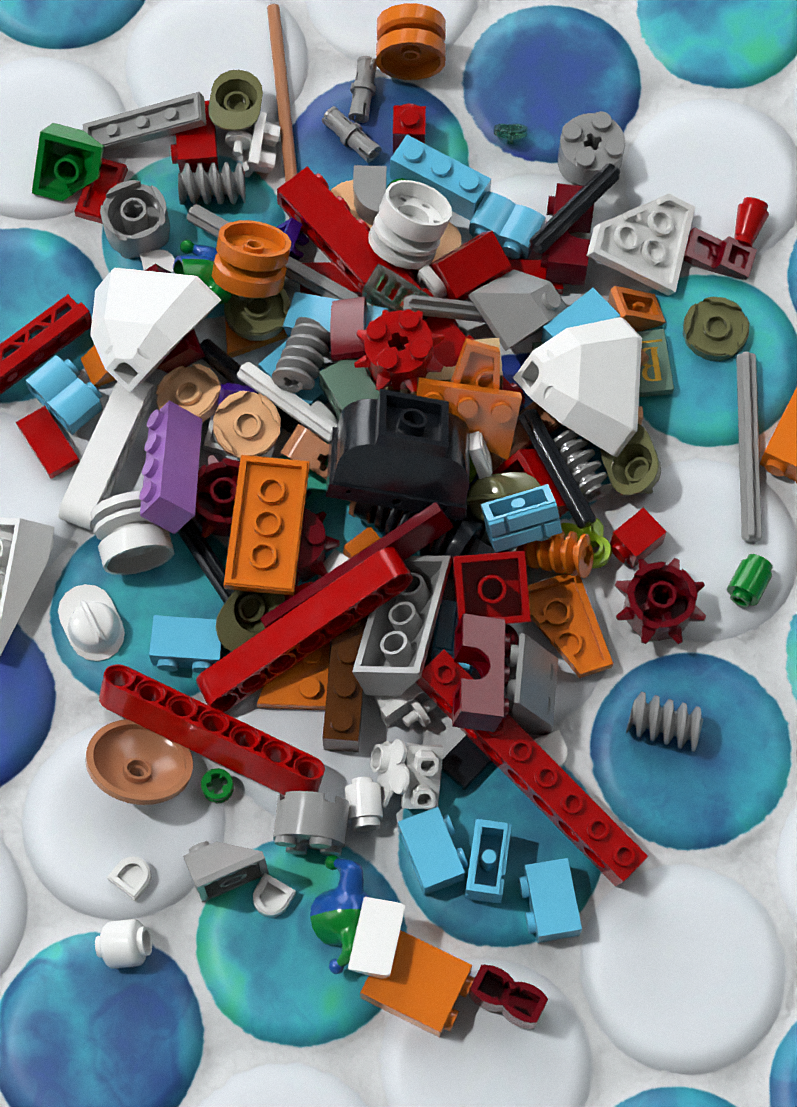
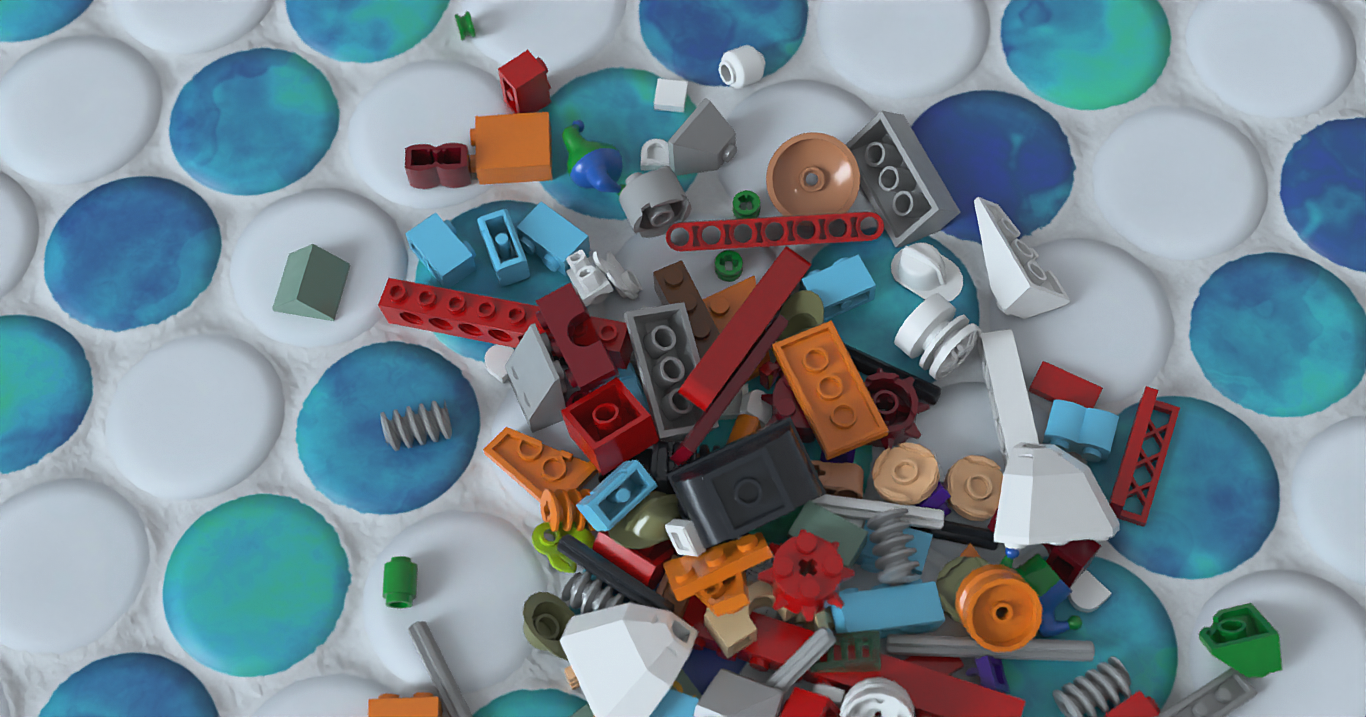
camera: 155 degrees right, 5 degrees down
(51, 724) = (901, 179): none -> light grey slope
(95, 193) = (1184, 625): red tile -> none
(131, 876) = (768, 117): white tile -> none
(135, 218) = (1125, 630): light grey brick -> none
(171, 467) = (941, 395): medium lavender brick -> none
(215, 960) = (670, 95): none -> white tile
(275, 719) = (737, 267): none -> green bush
(346, 319) = (870, 590): slope -> none
(364, 804) = (624, 244): white brick -> none
(366, 1040) = (525, 83): none -> red brick
(376, 937) = (555, 143): white slope -> none
(637, 538) = (516, 567): red brick -> none
(668, 584) = (467, 499): dark red brick -> none
(703, 942) = (312, 284): none -> sand green slope

